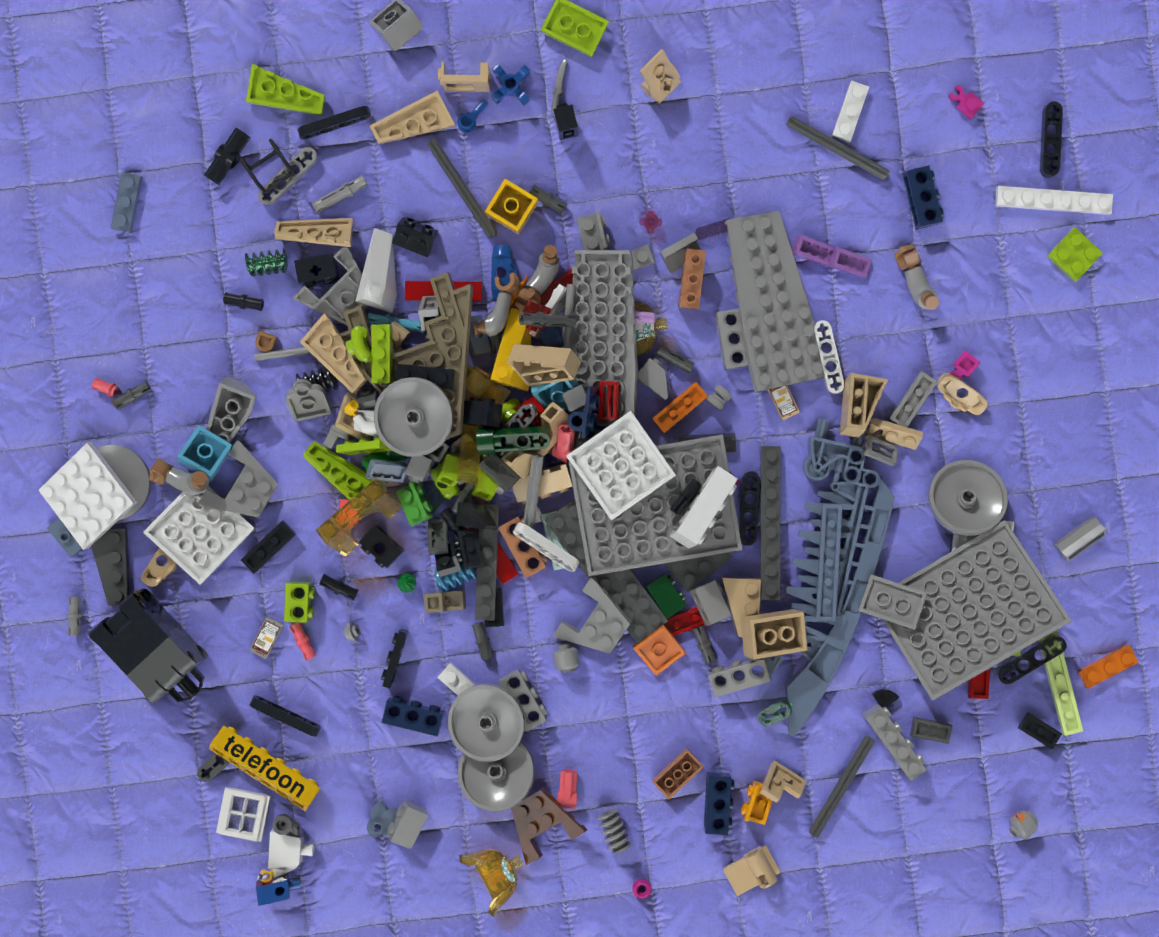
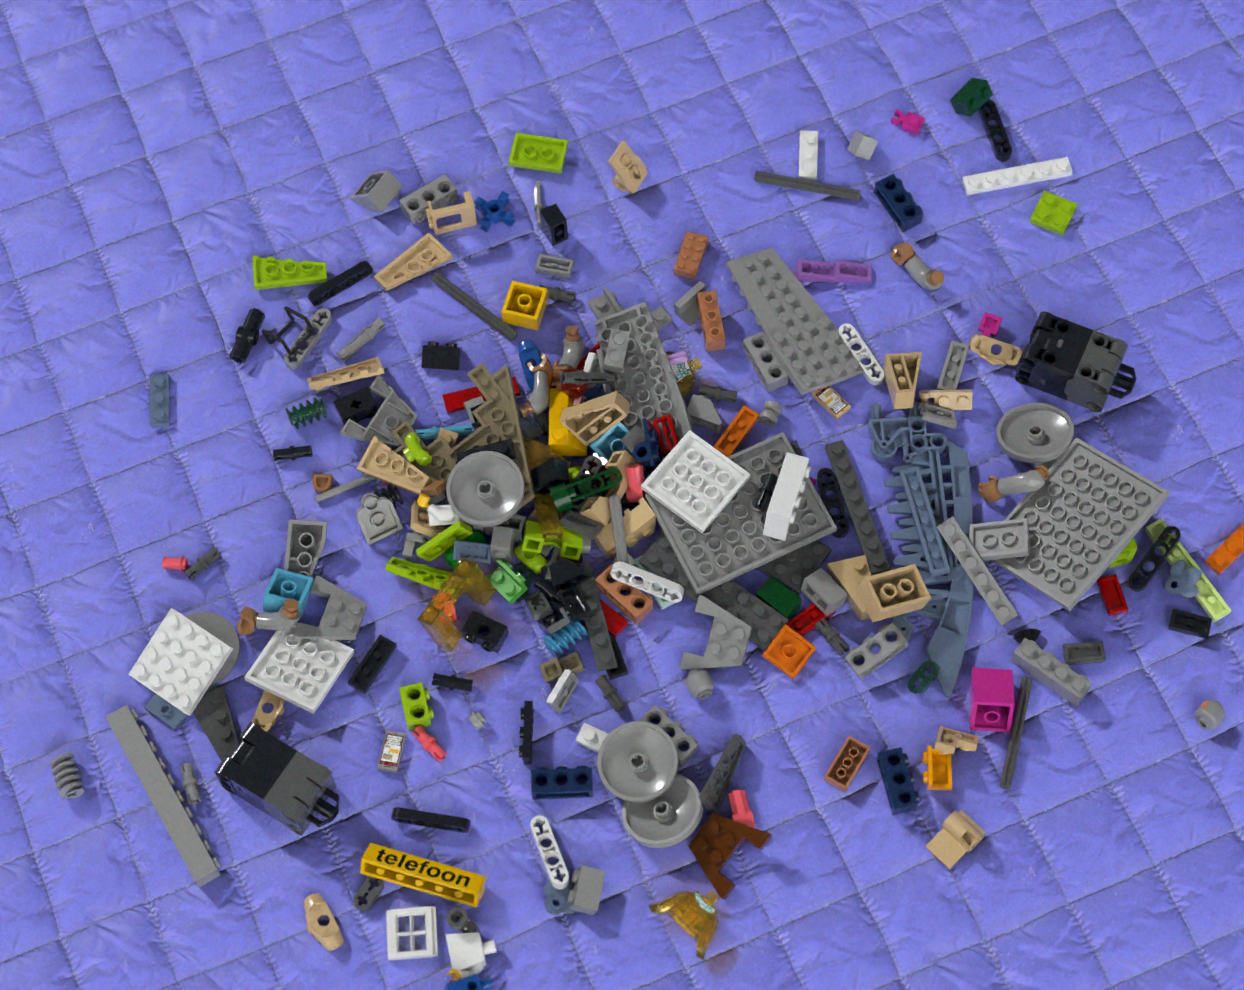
camera: 10 degrees left, 25 degrees down
(46, 620) = (164, 798): none -> light grey brick
(163, 768) = (329, 935): none -> tan piece
(367, 392) = (434, 488): none -> medium nougat tile
(378, 276) = (416, 397): white wedge -> none
(381, 778) = (552, 851): none -> white beam
(382, 353) = (438, 451): lime plate -> none
(406, 583) = (519, 660): green plate -> none
(436, 629) = (562, 691): none -> light grey plate
(439, 45) = (432, 191): none -> light grey brick
(467, 121) = (463, 250): blue plate -> none
(561, 753) = (720, 778): none -> dark grey wing
(569, 172) = (553, 268): none -> light grey tile
(584, 297) = (616, 350): none -> light grey brick
(614, 830) = (799, 837): light grey piece -> none
(641, 894) = (849, 884): dark pink plate -> none
(645, 221) = (656, 282): clear pink plate -> none
(695, 195) = (691, 255): none -> nougat piece
(711, 229) = (717, 279): clear purple piece -> none
(830, 751) = (991, 699): none -> dark pink slope
(861, 625) = (977, 571): none -> light grey plate
(909, 117) = (862, 145): none -> light grey panel
(938, 554) = (1015, 484): none -> light grey piece
(1033, 439) = (1074, 363): none -> black piece
(1041, 95) = (971, 97): none -> dark green brick
(1052, 688) = (1185, 578): none -> sand blue plate
(1080, 539) = (1157, 443): light grey piece -> none

